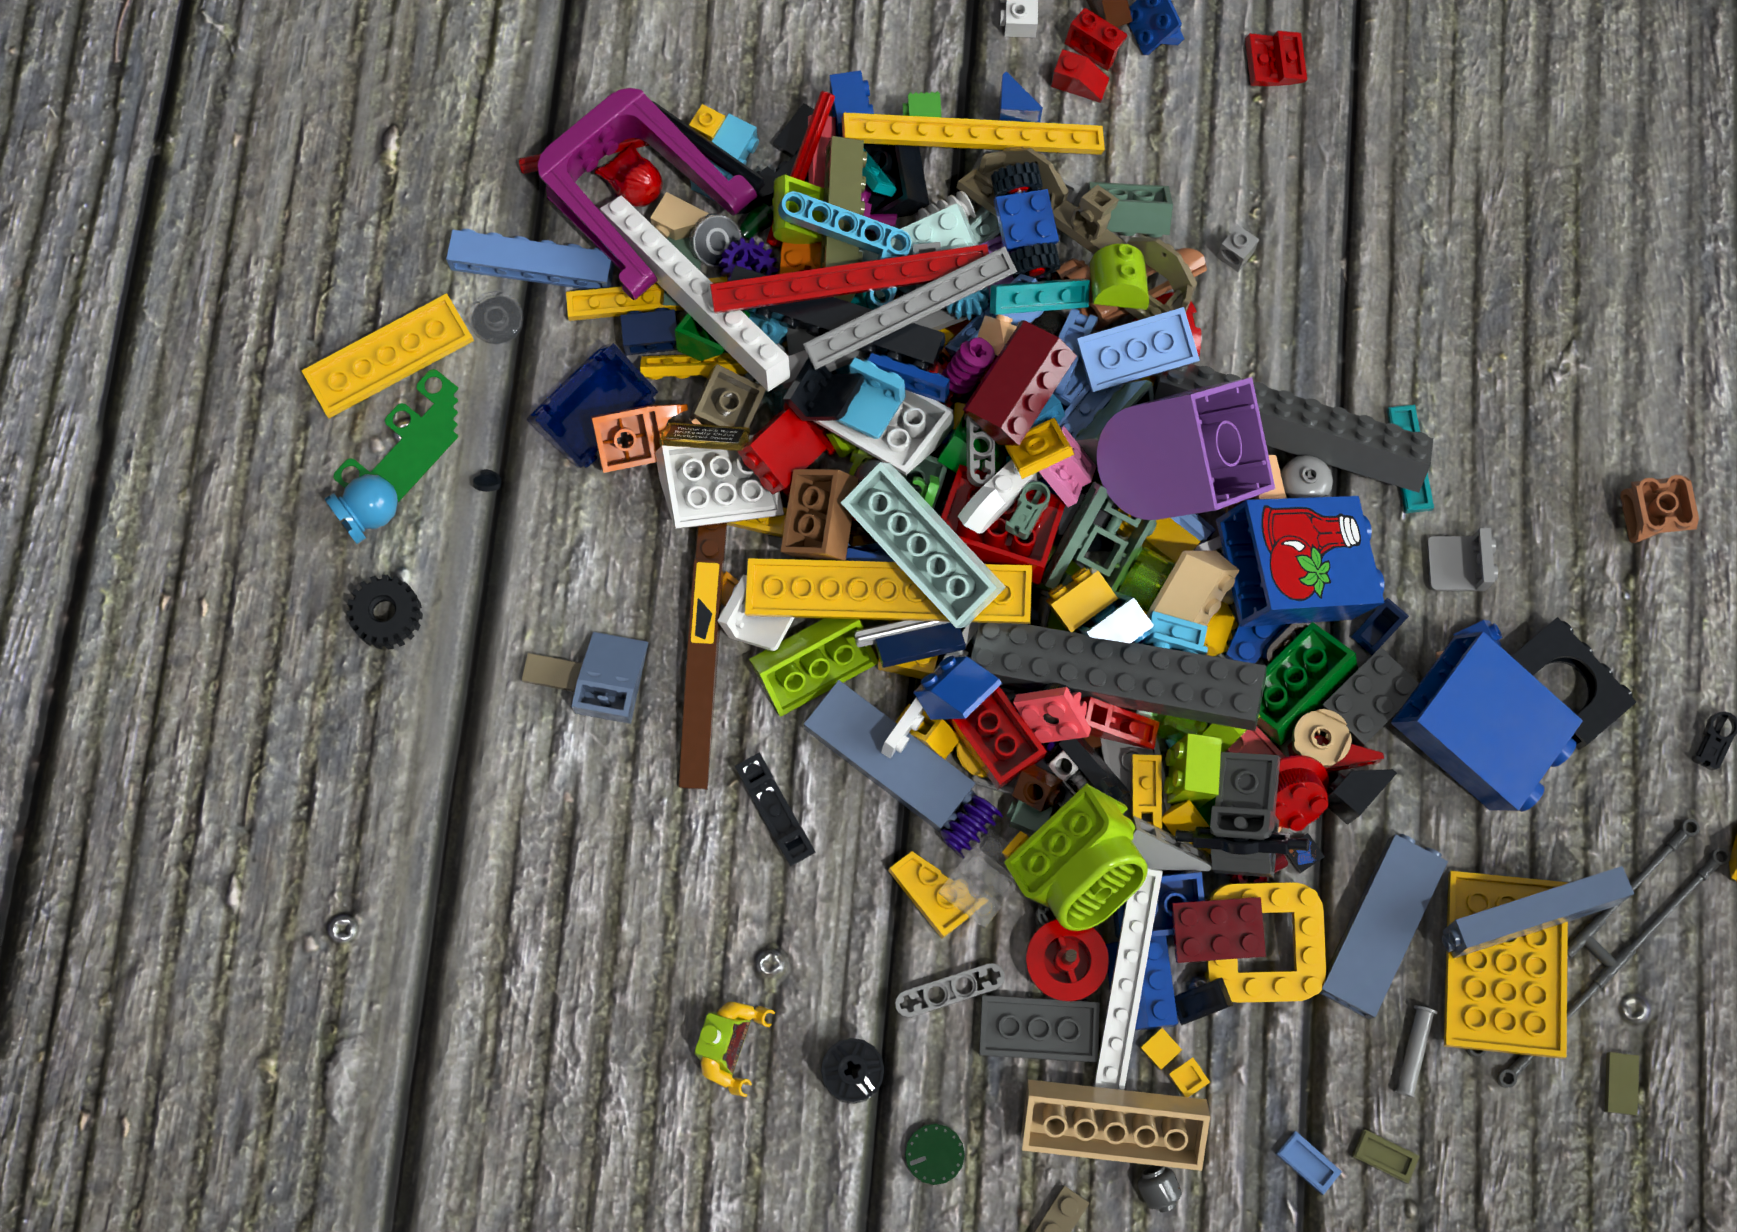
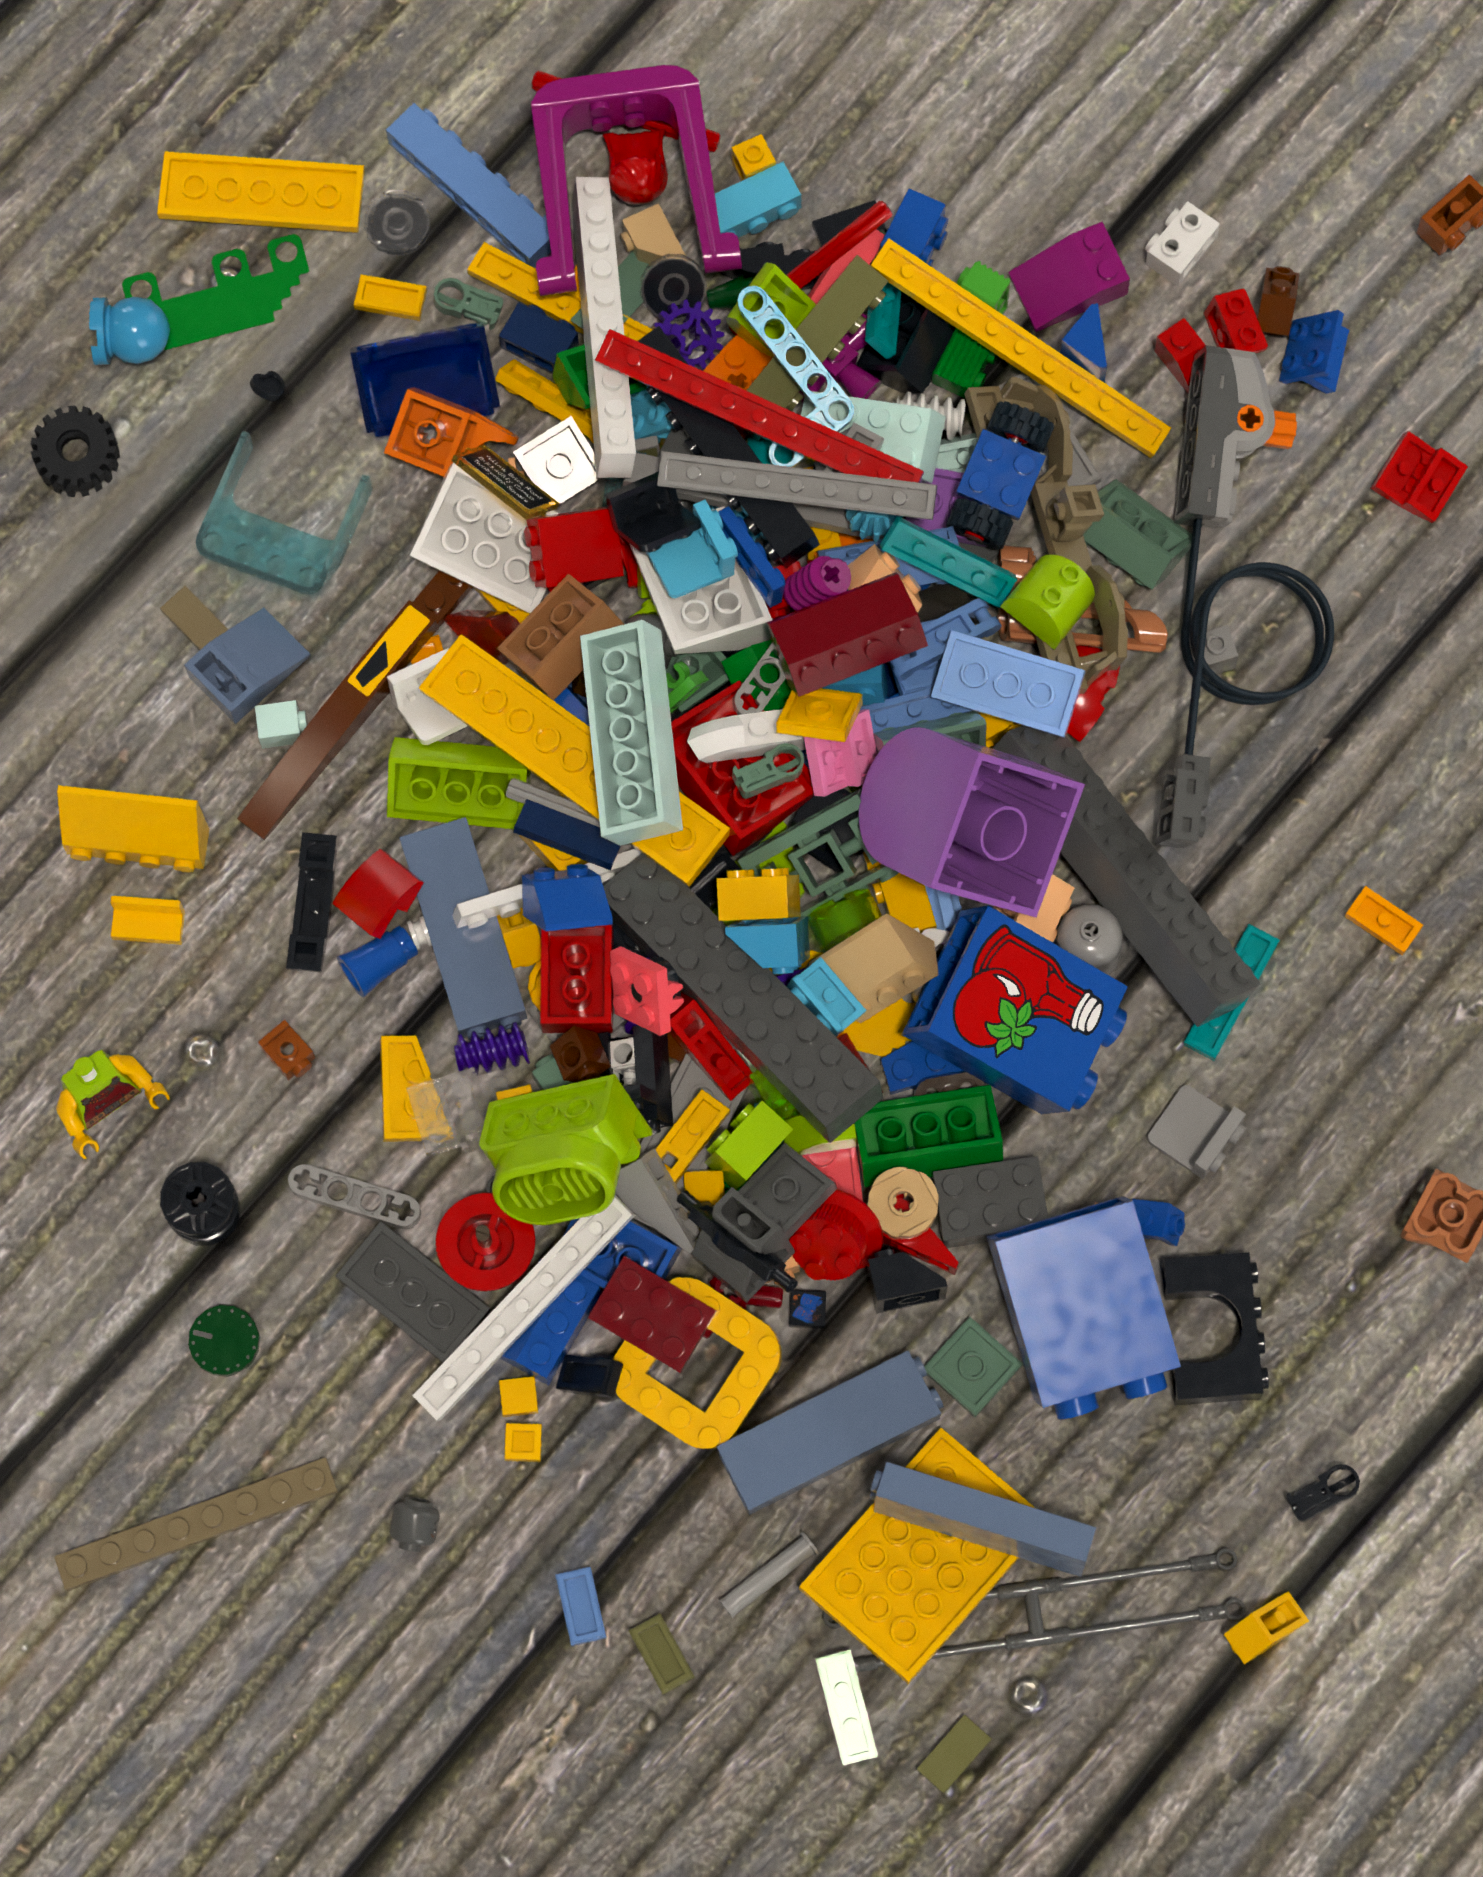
camera: 40 degrees right, 0 degrees up
(527, 369) = (390, 297): none -> yellow tile
(569, 588) = (268, 547): none -> clear light blue windscreen
(589, 337) = (476, 303): none -> sand green piece
(616, 844) = (132, 828): none -> yellow slope
(663, 702) = (279, 723): none -> light aqua brick
(668, 900) = (147, 920): none -> yellow panel
(716, 153) = (730, 180): black axle -> none
(759, 544) = (484, 629): none -> clear red slope
(816, 772) = (377, 892): none -> red slope
(821, 927) = (277, 1040): none -> dark orange brick
(847, 818) = (377, 960): none -> blue plant
(862, 780) = (419, 933): none -> white bush
(940, 169) = (962, 364): none -> green brick
(968, 70) = (1070, 277): none -> magenta slope
(1115, 1125) = (412, 1430): tan brick -> none
(1137, 97) = (1224, 422): none -> piece
(1380, 626) = (1059, 1138): dark blue slope -> none
(1436, 816) = (972, 1367): none -> sand green tile
(1470, 348) = (1383, 920): none -> light orange plate
(1532, 1103) = (846, 1707): none -> tile

